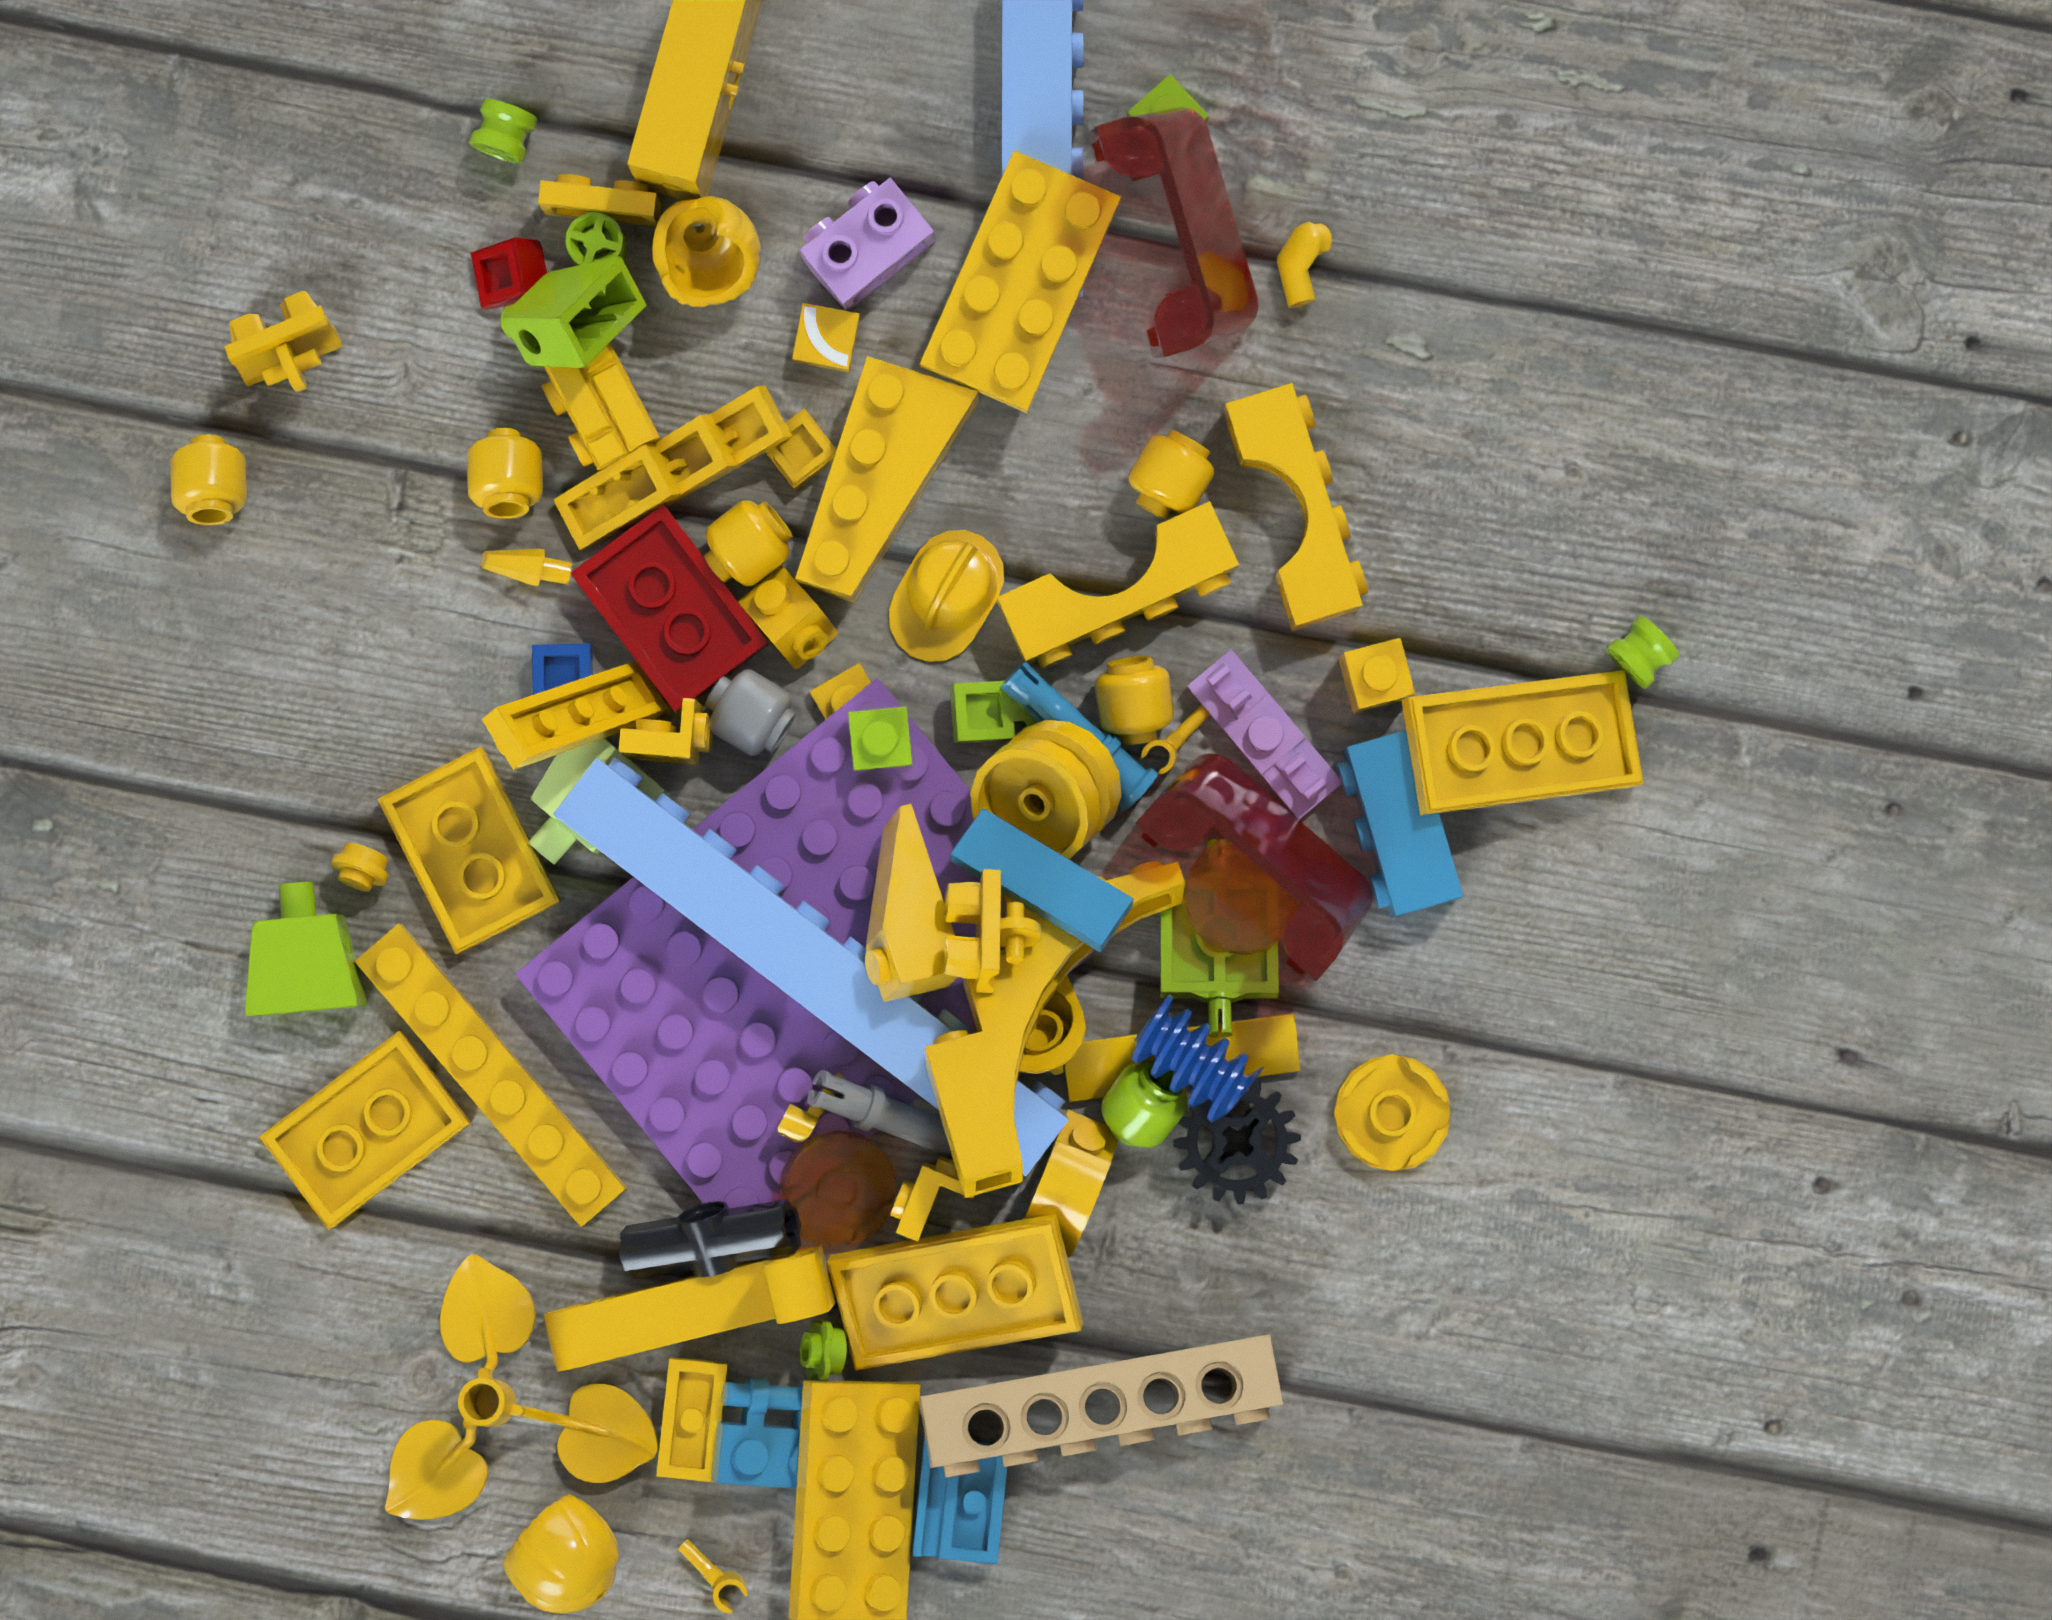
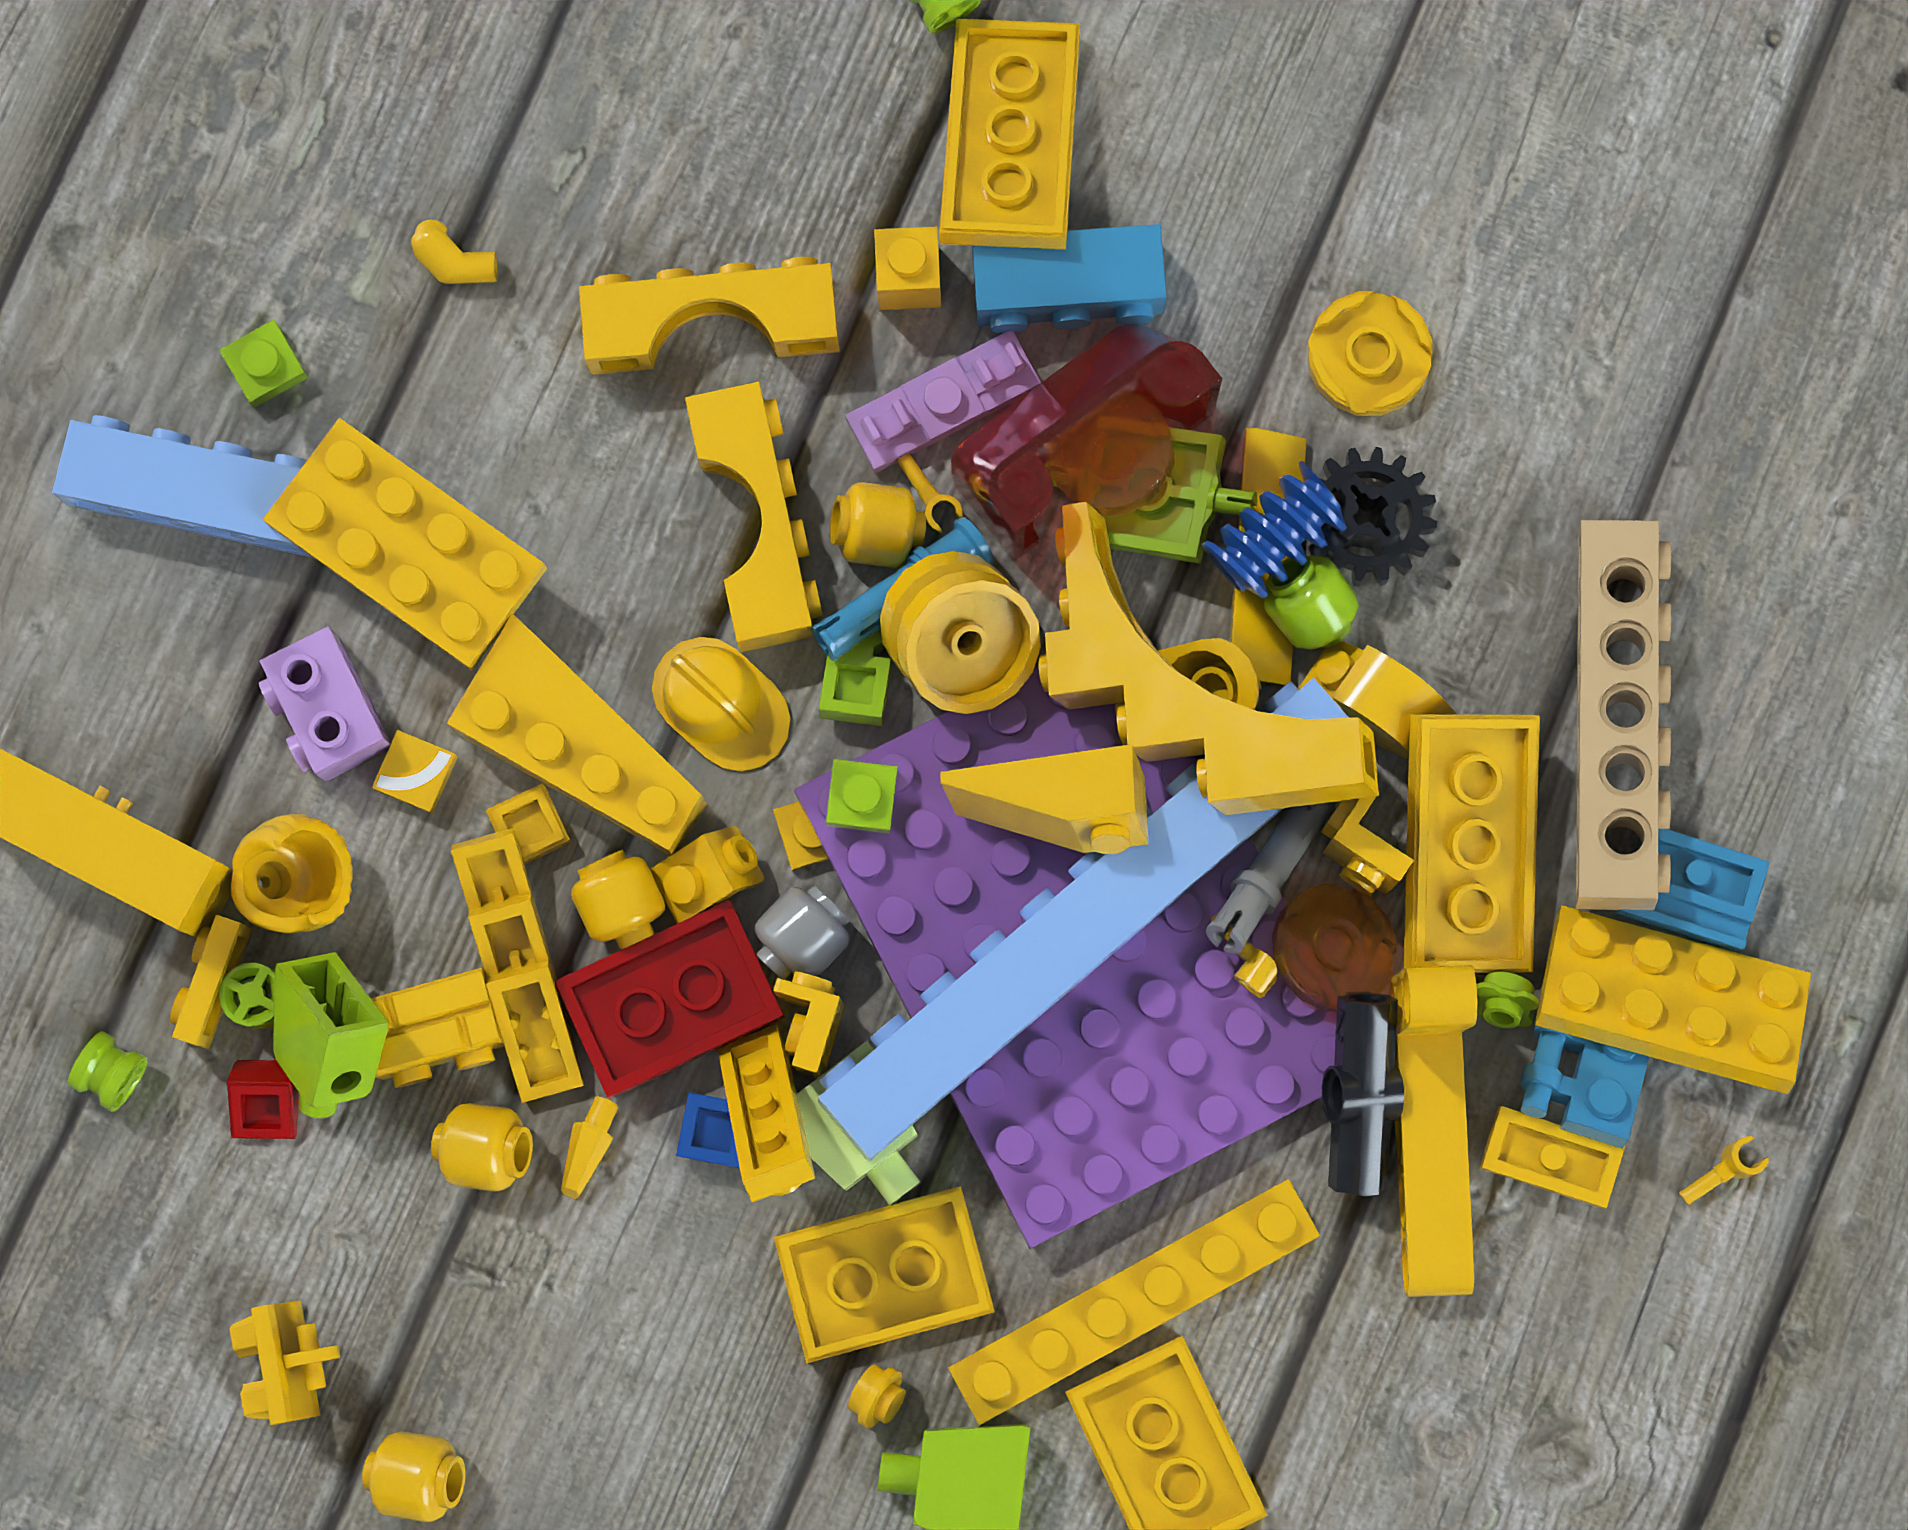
camera: 75 degrees left, 5 degrees down
(436, 1469) = (1394, 1361): yellow plant -> none
(564, 1558) = (1678, 1326): yellow piece -> none
(980, 955) = (1097, 701): yellow hips -> none
(1043, 880) = (1052, 648): dark azure tile -> none
(1171, 474) = (646, 435): yellow head -> none
(1181, 152) = (460, 344): clear red windscreen -> none

